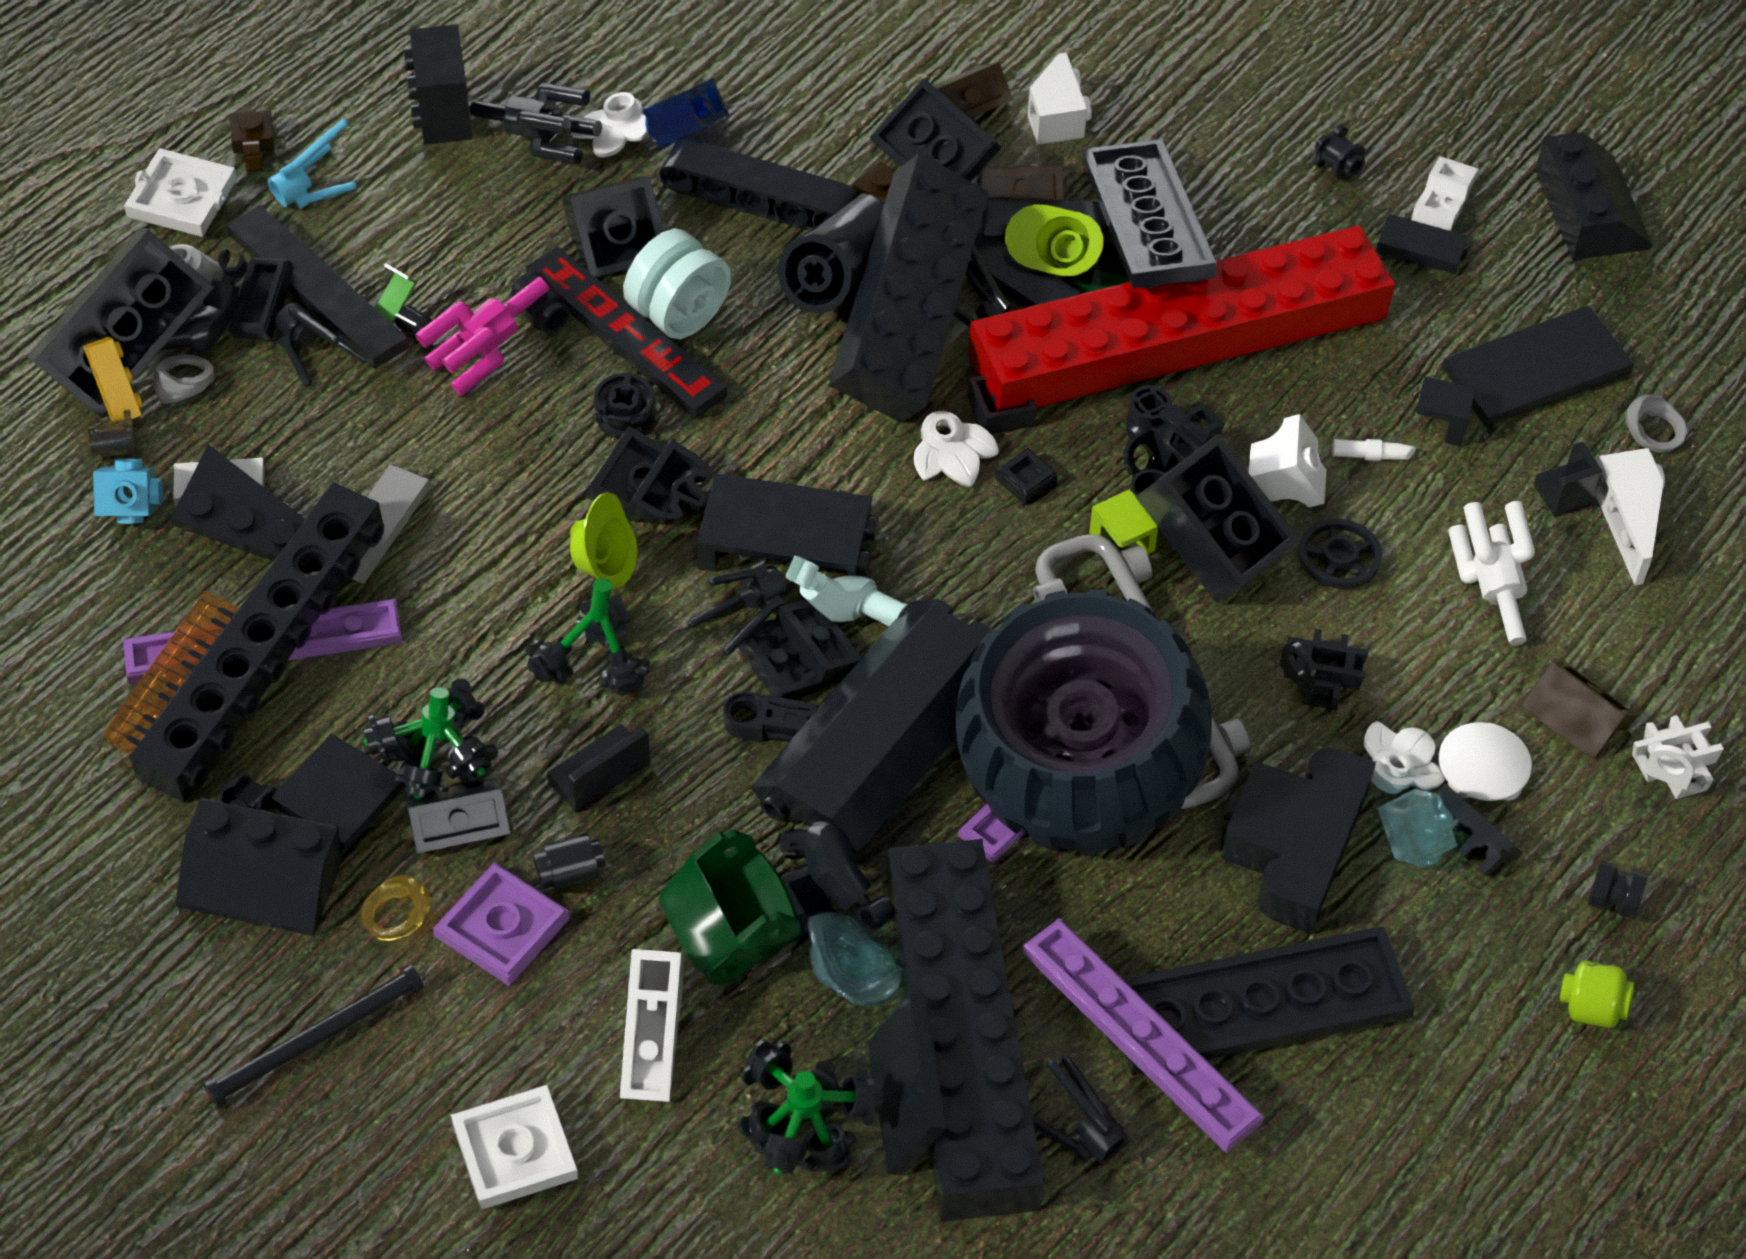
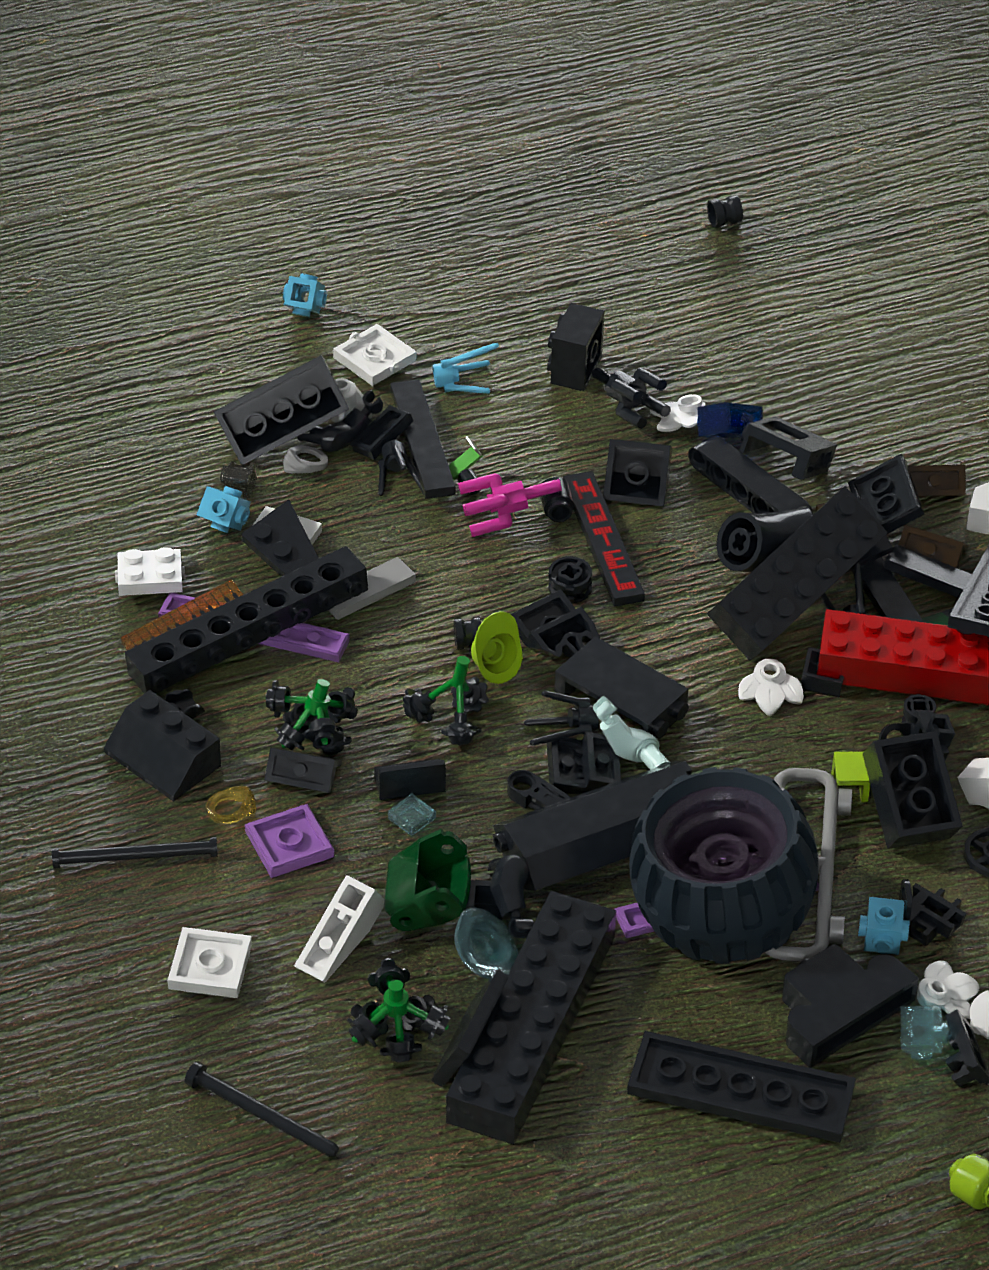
camera: 30 degrees right, 10 degrees down
(24, 151) = (297, 288): none -> medium azure brick
(79, 623) = (149, 572): none -> white plate
(113, 378) = (257, 441): yellow piece -> none
(251, 135) = (441, 338): dark brown plate -> none
(339, 789) = (240, 724): black tile -> none
(546, 533) = (465, 632): none -> black wheel
(569, 862) = (351, 821): black brick -> none
(633, 816) = (411, 814): none -> clear light blue tile
(677, 283) = (648, 517): light aqua wheel -> none
(812, 114) = (812, 451): none -> black window
(1026, 476) = (810, 723): black tile -> none
(1054, 240) = (925, 586): lime piece -> none
(1099, 1131) = (578, 1116): black plant -> none
(1143, 1035) = (644, 1069): medium lavender tile -> none
(1288, 710) = (880, 932): none -> medium azure brick

